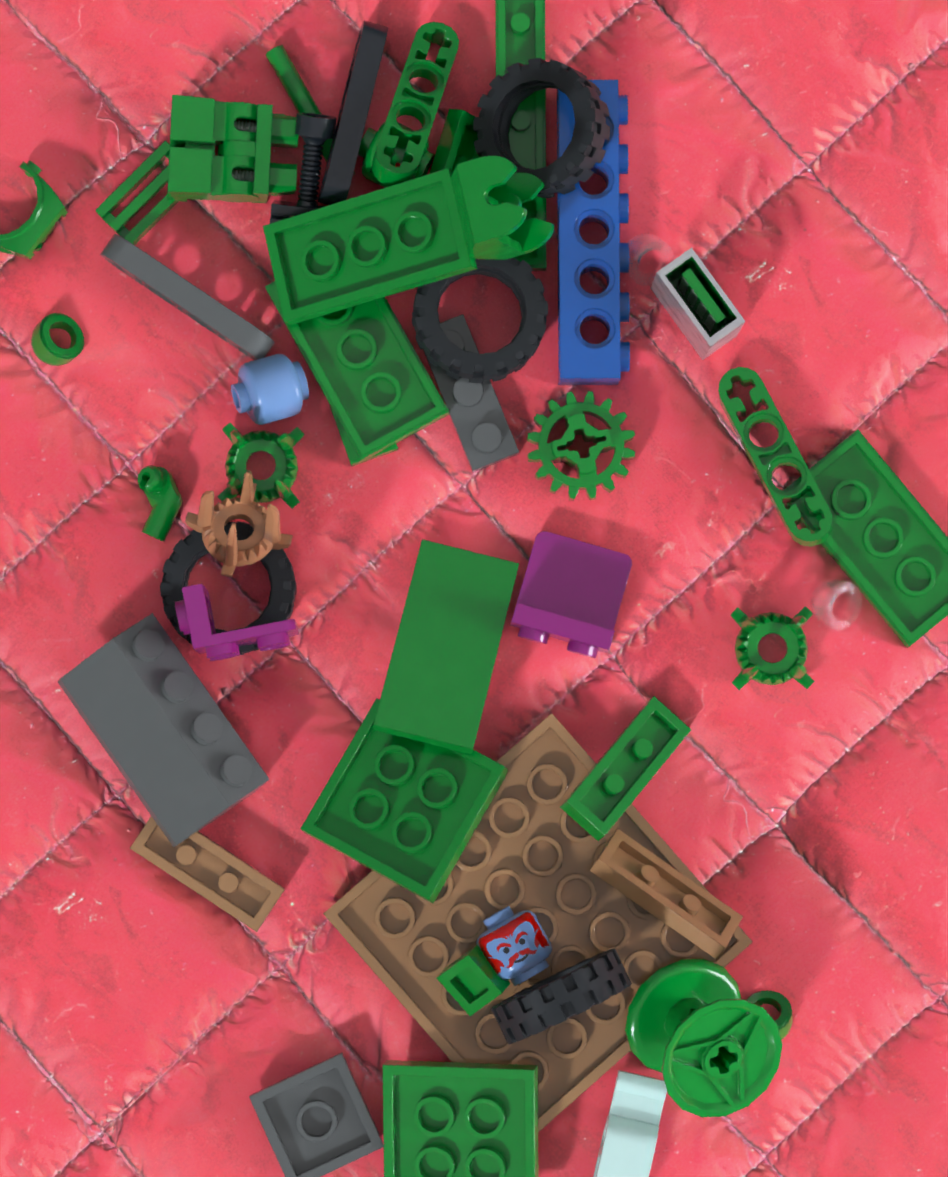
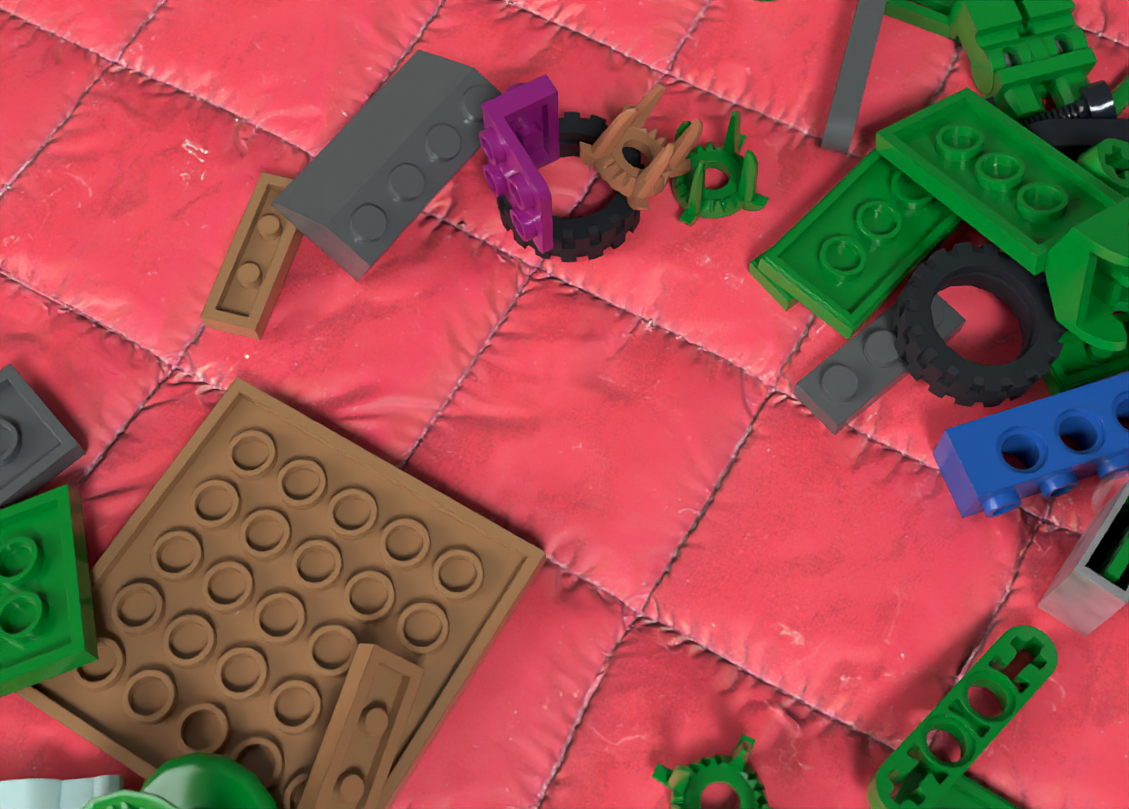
camera: 80 degrees right, 20 degrees down
(163, 498) = (612, 105): green arm -> none
(270, 389) = (797, 157): medium blue head -> none
(404, 806) = (387, 419): green plate -> none
(446, 647) = (581, 409): green tile -> none
(472, 981) = (190, 552): green plate -> none
(515, 945) = (244, 587): medium blue head -> none
(561, 996) = (180, 646): black tyre -> none
(571, 594) = (694, 534): magenta bracket -> none
(577, 425) = (872, 514): green gear -> none
(625, 768) = (503, 655): green plate -> none

